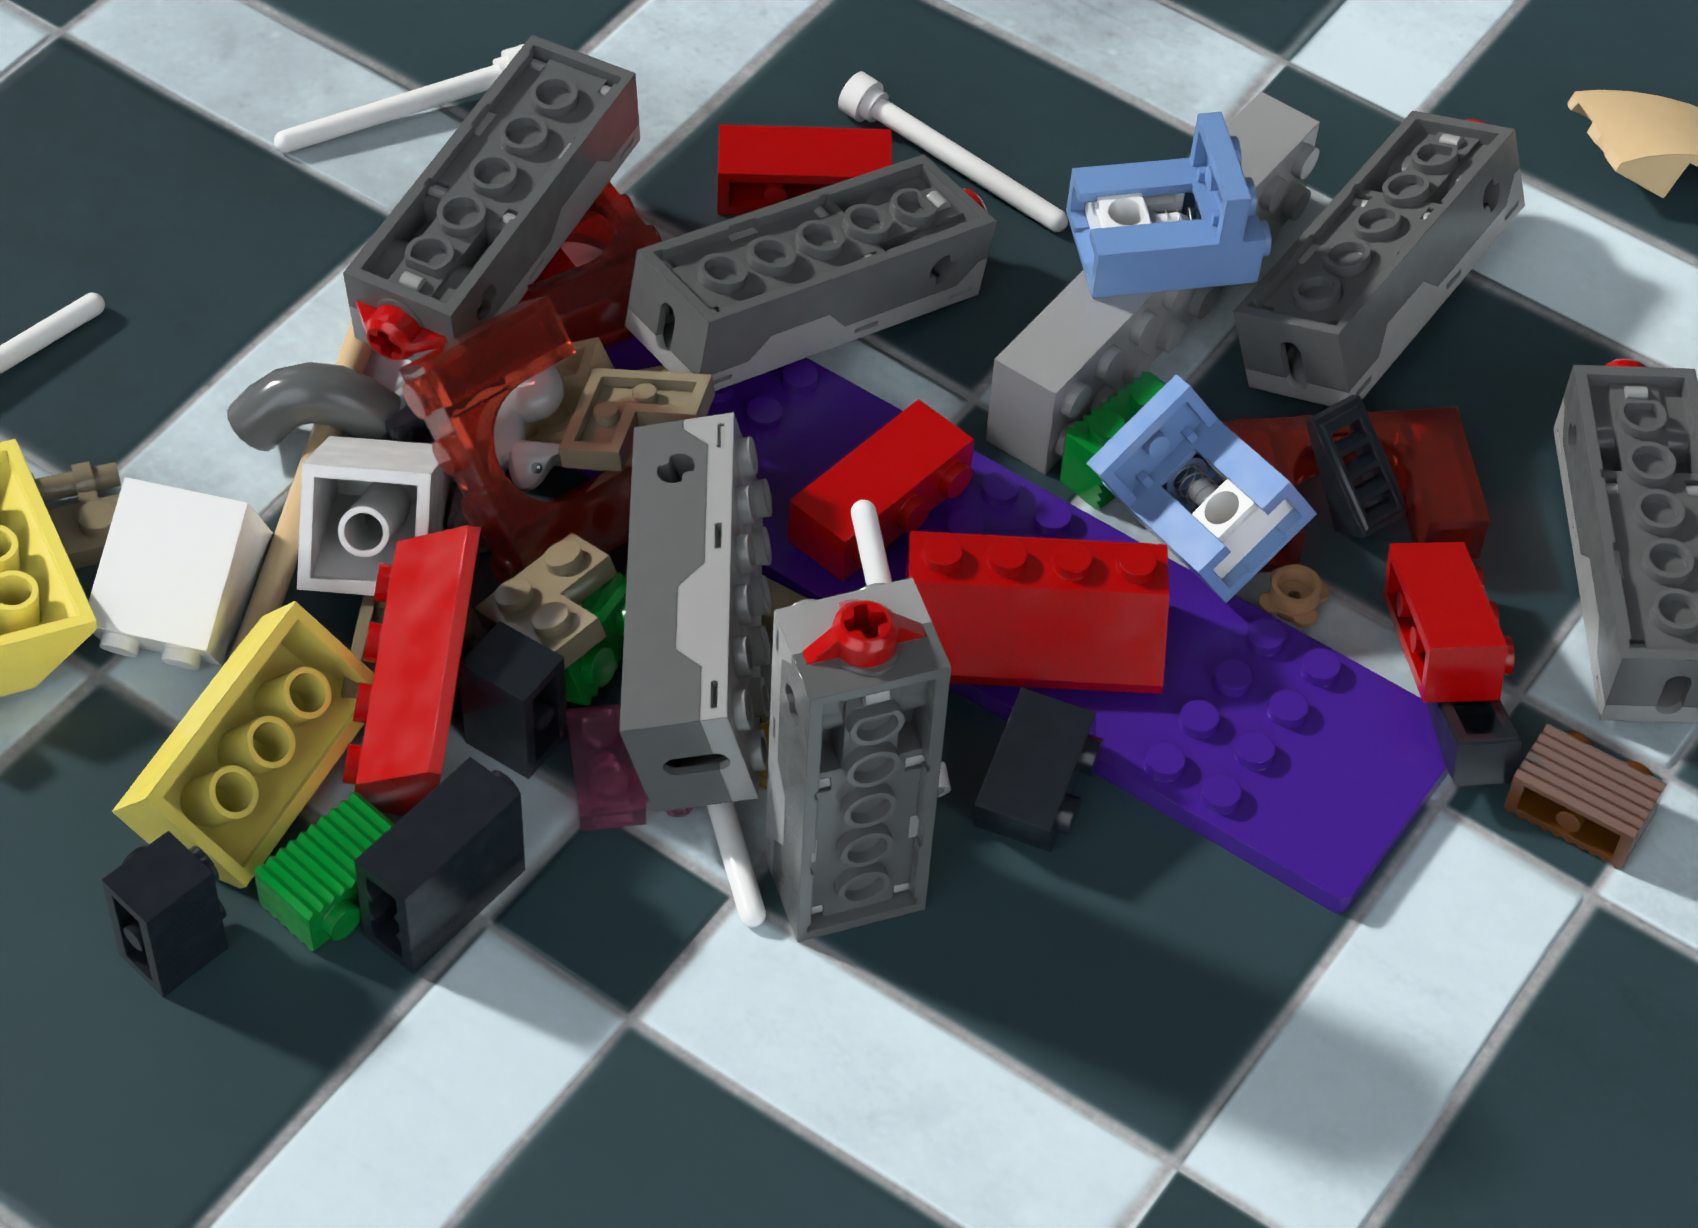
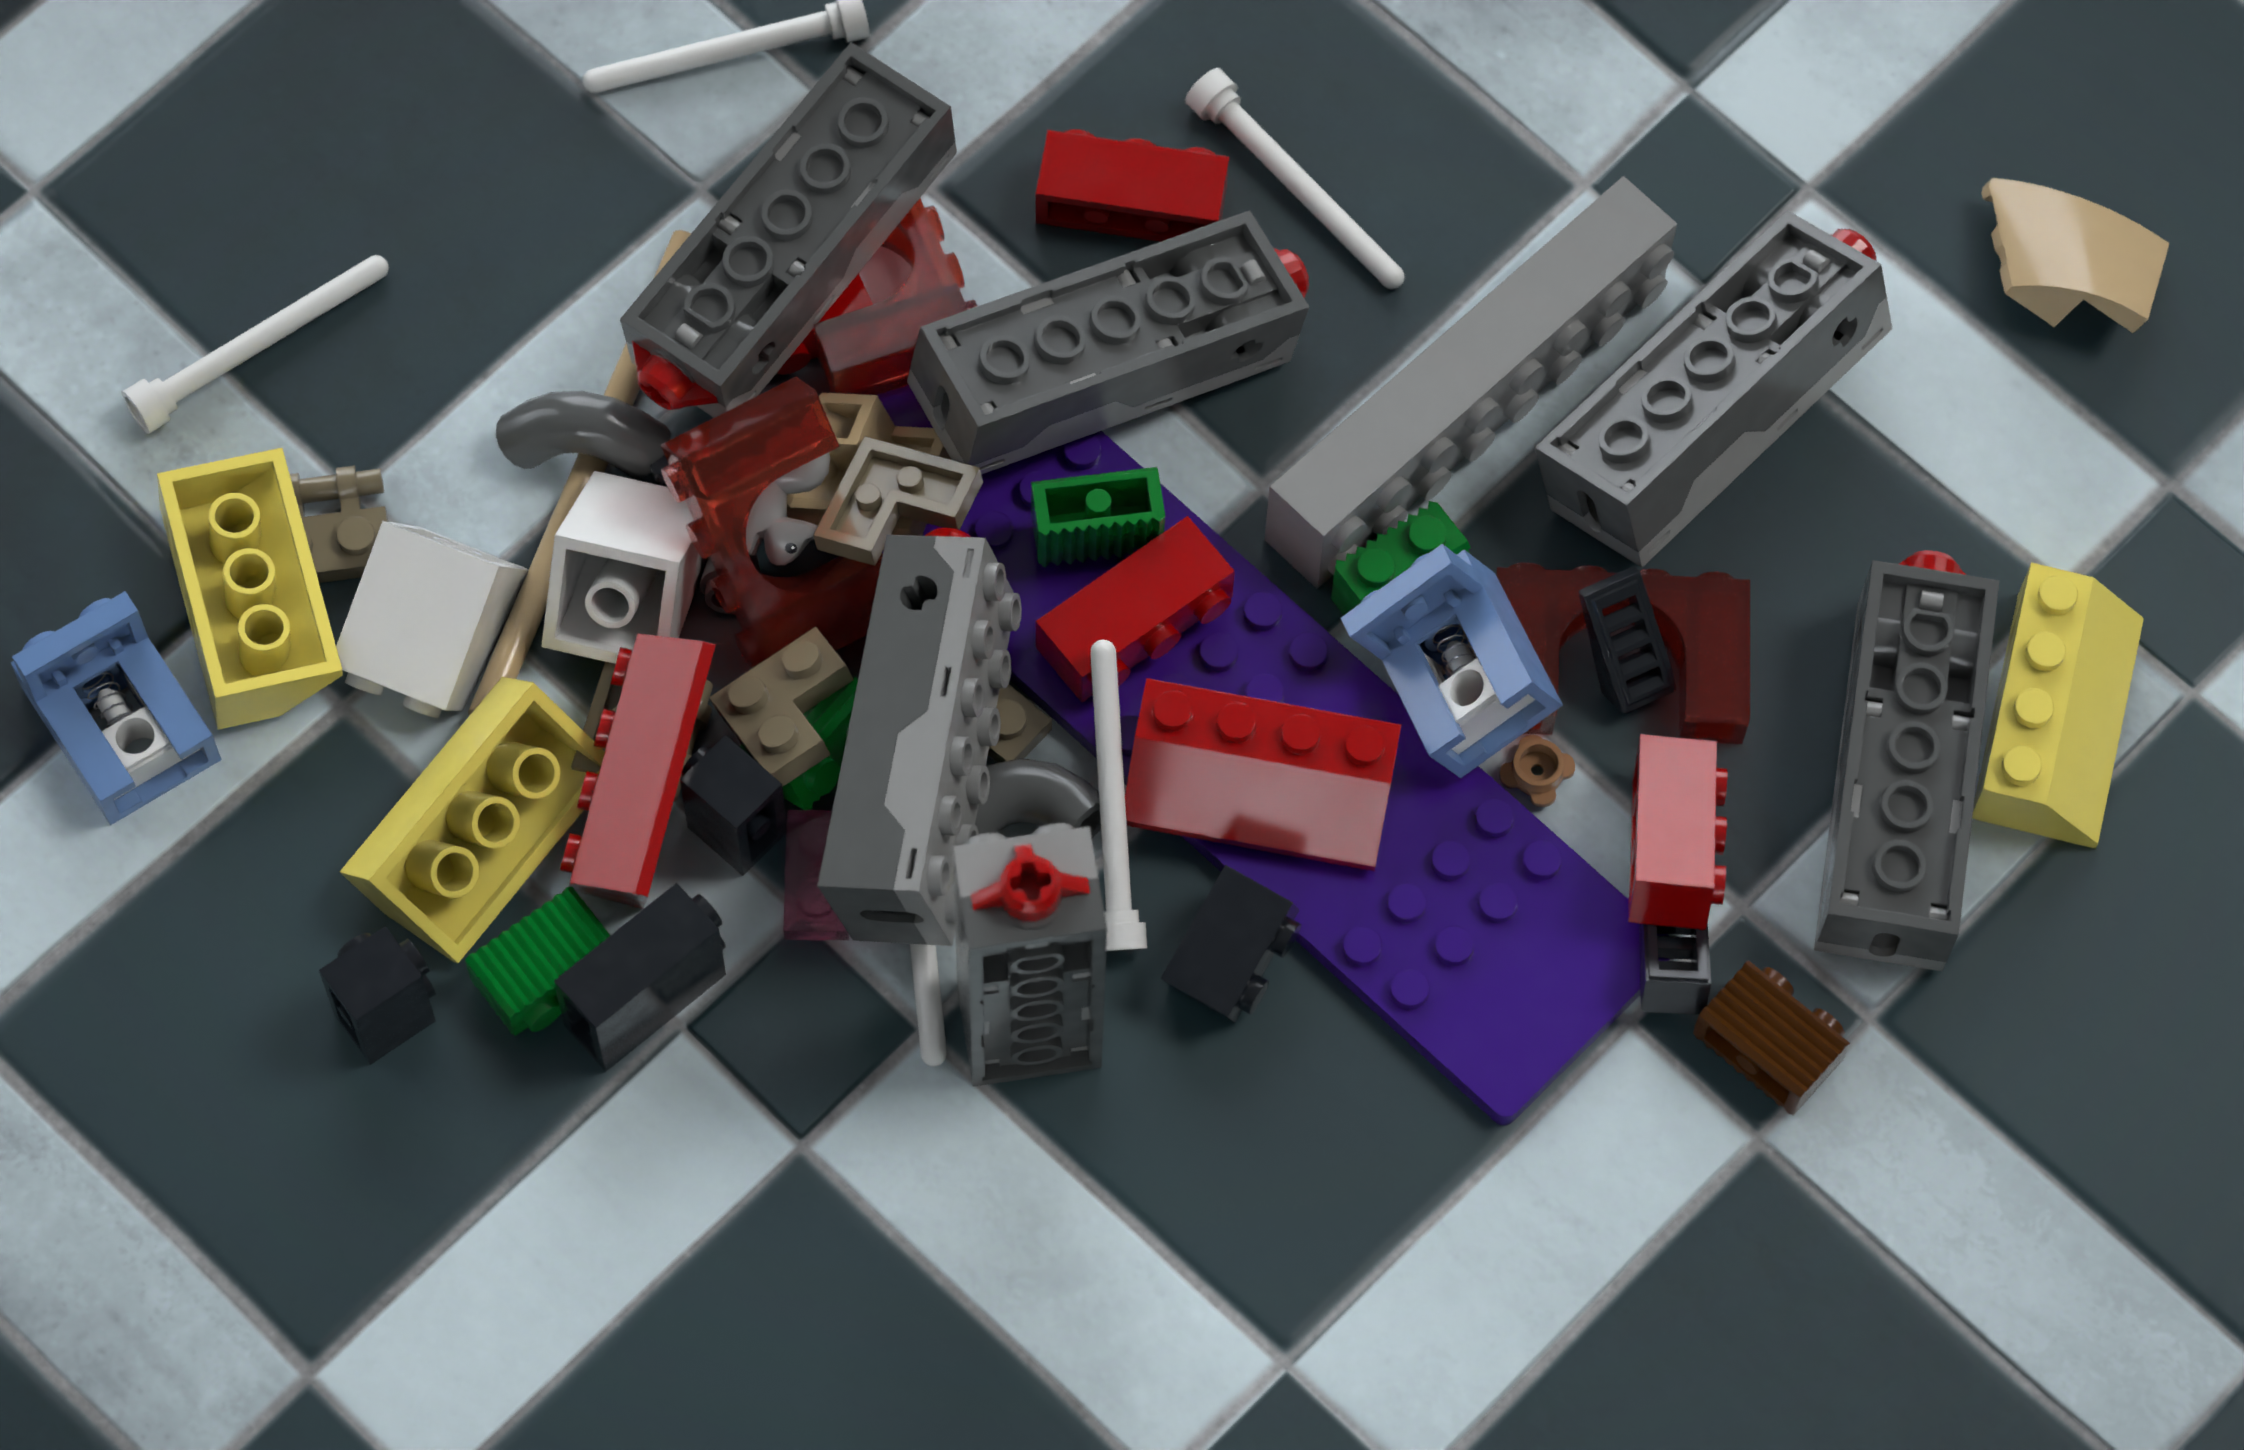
camera: 10 degrees right, 15 degrees up
(827, 411) = (1096, 515): none -> green brick
(1169, 219) = (1466, 324): medium blue brick -> none

